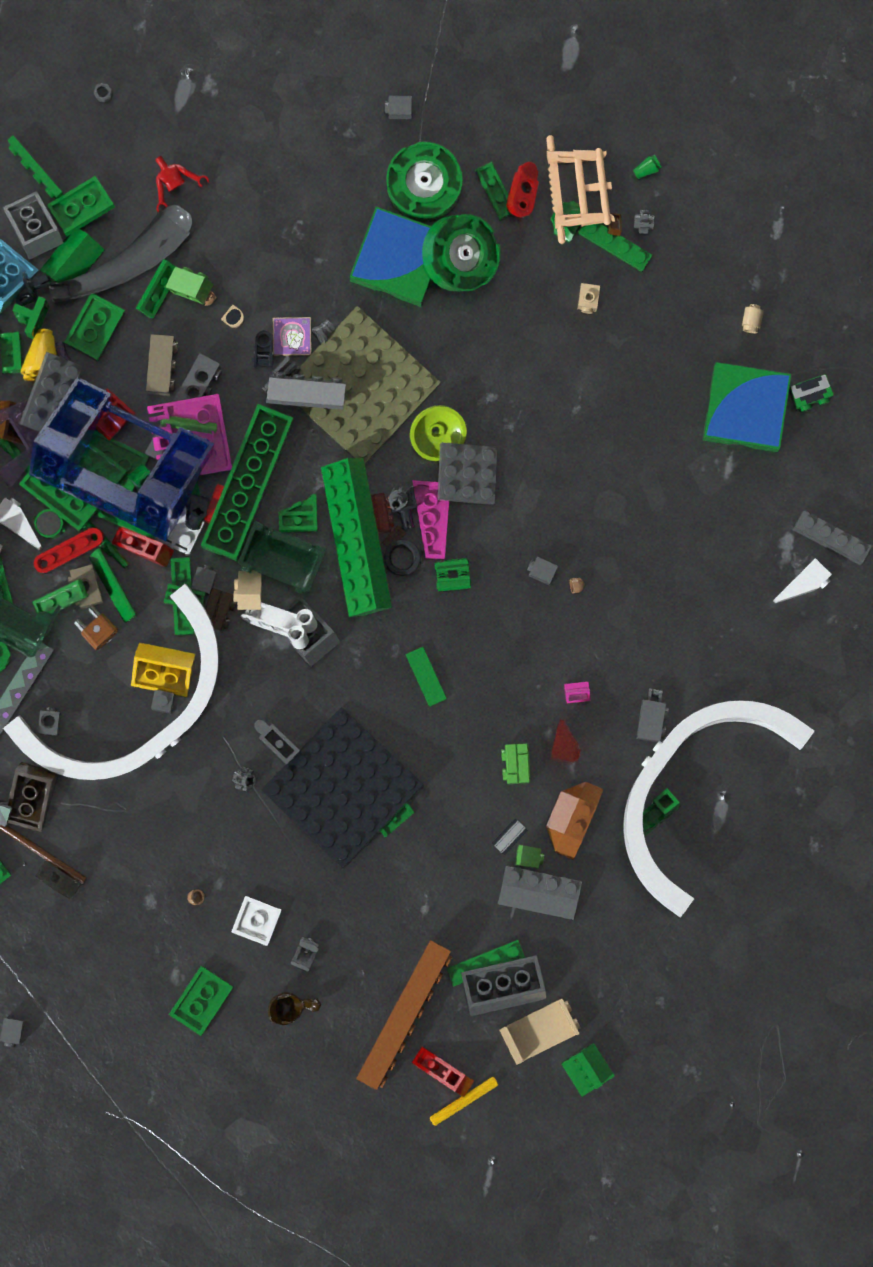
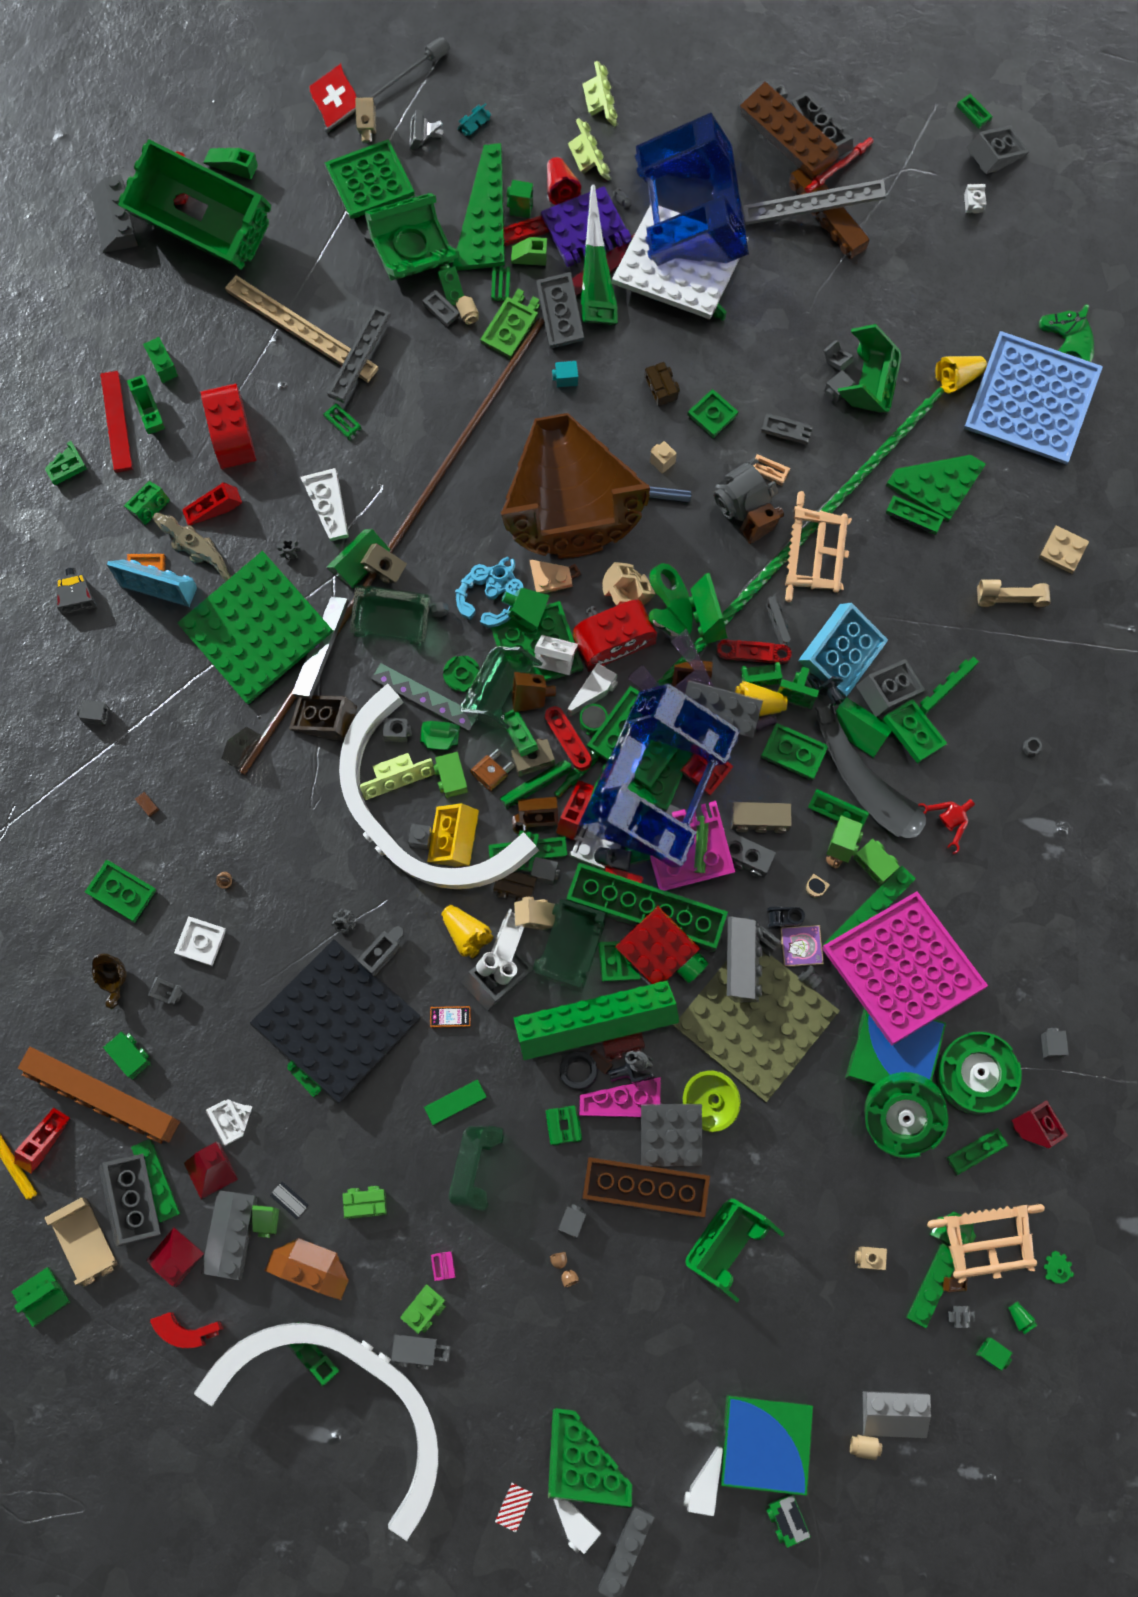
camera: 90 degrees right, 10 degrees down
(18, 585) = (530, 691): none -> reddish brown torso
(57, 680) = (439, 734): none -> green slope
(95, 725) = (395, 774): none -> yellowish green bracket
(100, 669) = (451, 775): none -> bright green brick
(111, 977) = (146, 804): none -> reddish brown piece
(146, 586) = (535, 813): none -> reddish brown hinge
(212, 256) = (876, 861): none -> bright green brick
(260, 659) = (466, 931): none -> yellow cone
(262, 269) = (878, 901): none -> green plate
(288, 474) = (657, 946): none -> red plate
(308, 442) = (692, 967): none -> green piece
(320, 240) = (904, 967): none -> dark pink plate
(343, 678) = (450, 1017): none -> tile
(365, 990) = (127, 1055): none -> green brick
(432, 892) = (229, 1120): none -> white slope
(475, 130) = (1040, 1126): none -> dark red slope
(479, 911) = (210, 1170): none -> dark red slope
(488, 664) = (462, 1192): none -> clear green windscreen
(515, 500) = (646, 1187): none -> reddish brown brick
(526, 176) = (997, 1182): red piece -> none
(557, 943) = (175, 1257): none -> dark red slope
(564, 745) = (383, 1254): clear red slope -> none
(566, 431) = (724, 1241): none -> green windscreen
(593, 576) = (569, 1278): none -> medium nougat hinge
(604, 129) = (1058, 1268): none -> green piece
(615, 711) = (423, 1309): none -> bright green bracket
(627, 942) = (173, 1333): none -> red arch
(678, 195) = (994, 1354): none -> green brick
(725, 289) = (896, 1414): none -> light grey slope
(758, 573) = (581, 1467): none -> green plate
(780, 464) = (703, 1490): none -> white slope
(790, 636) = (513, 1507): none -> sticker

